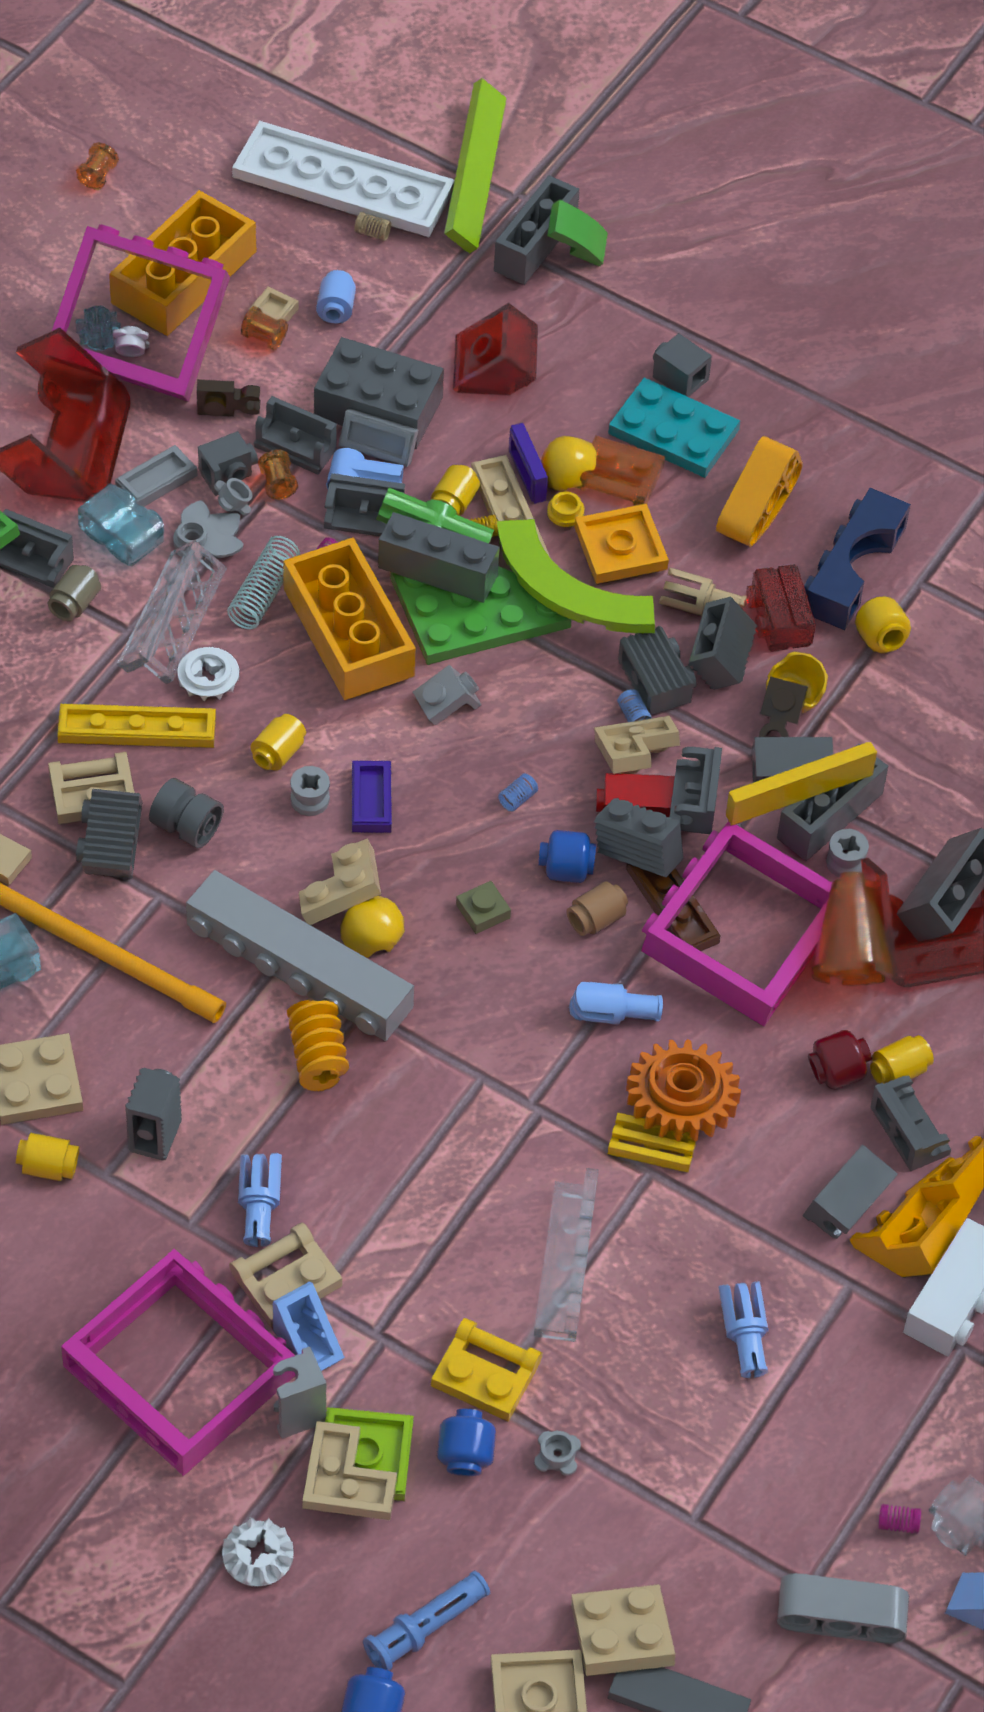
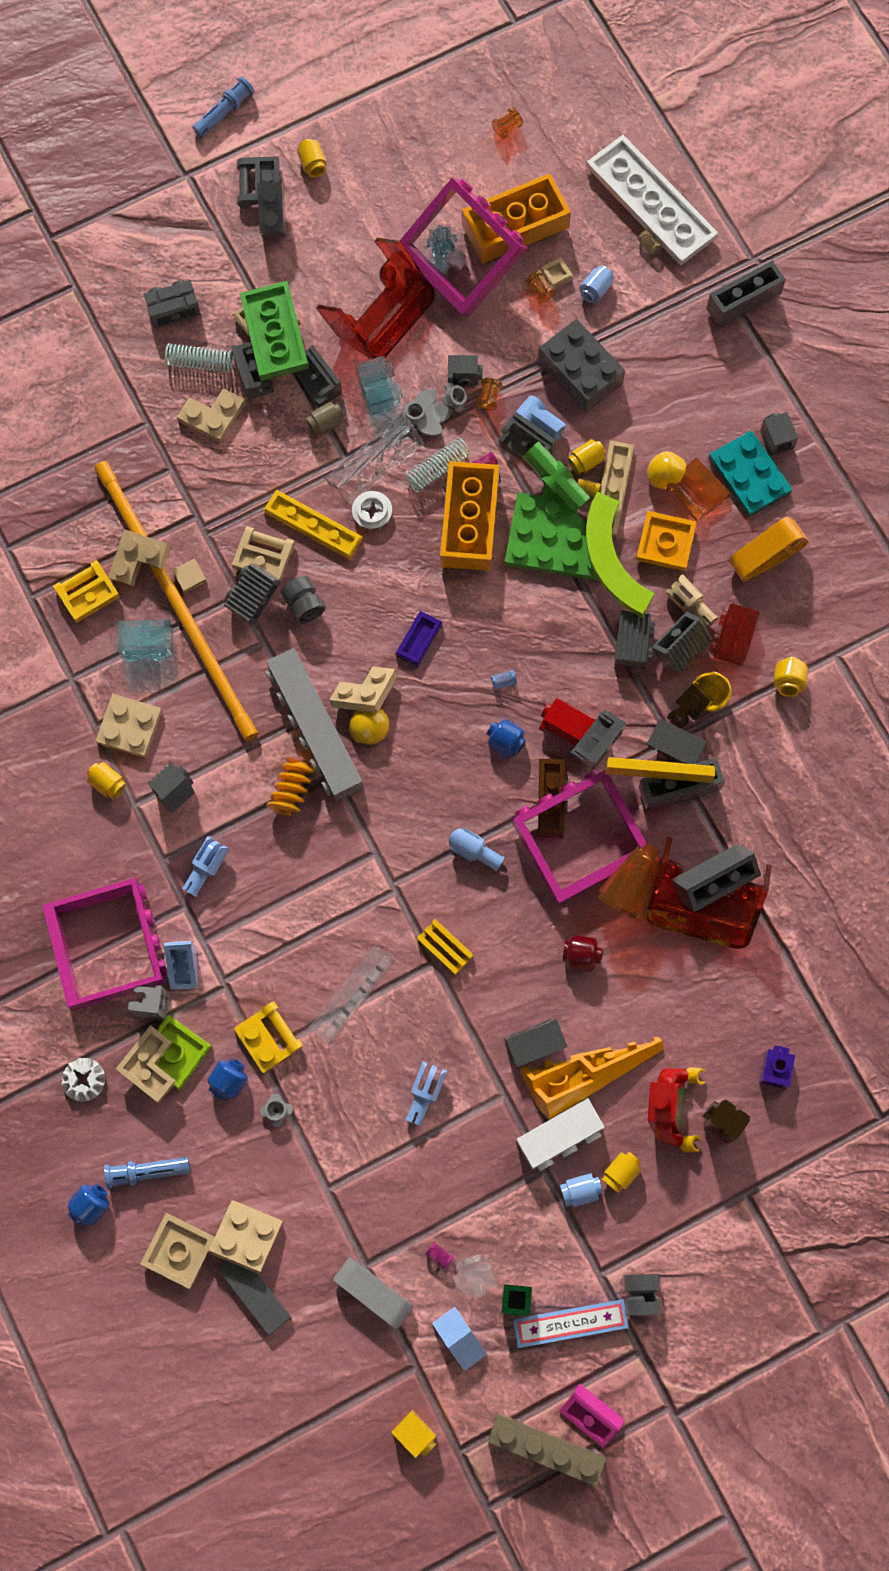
camera: 35 degrees right, 20 degrees up
(158, 476) = (419, 360): light grey tile -> none
(222, 398) = (486, 325): dark brown plate -> none
(278, 742) = (383, 578): yellow brick -> none
(300, 433) = (514, 372): dark grey hinge -> none
(307, 800) = (383, 625): light grey wheel -> none
(311, 1267) = (198, 928): tan plate -> none
(378, 437) = (563, 397): light grey tile -> none
(438, 557) = (543, 502): dark grey brick -> none
(446, 694) = (501, 593): light grey bracket -> none
(475, 166) = (738, 227): lime tile -> none
(483, 907) = (439, 744): olive plate -> none
(496, 354) = (669, 371): clear red slope -> none
(528, 463) = (642, 458): dark purple tile -> none
(565, 508) = (647, 500): yellow plate -> none
(578, 231) = (769, 309): bright green slope -> none
(597, 908) = (502, 781): medium nougat brick -> none
(630, 743) = (587, 678): tan plate -> none
(639, 837) = (550, 751): dark grey brick -> none
(643, 712) = (605, 665): light blue piece -> none
(683, 1090) = (479, 942): orange gear -> none
(846, 862) = (668, 824): light grey wheel -> none
(873, 528) = (828, 605): dark blue arch -> none
(901, 1058) = (617, 973): yellow brick -> none
(908, 1124) = (599, 1015): dark grey hinge -> none

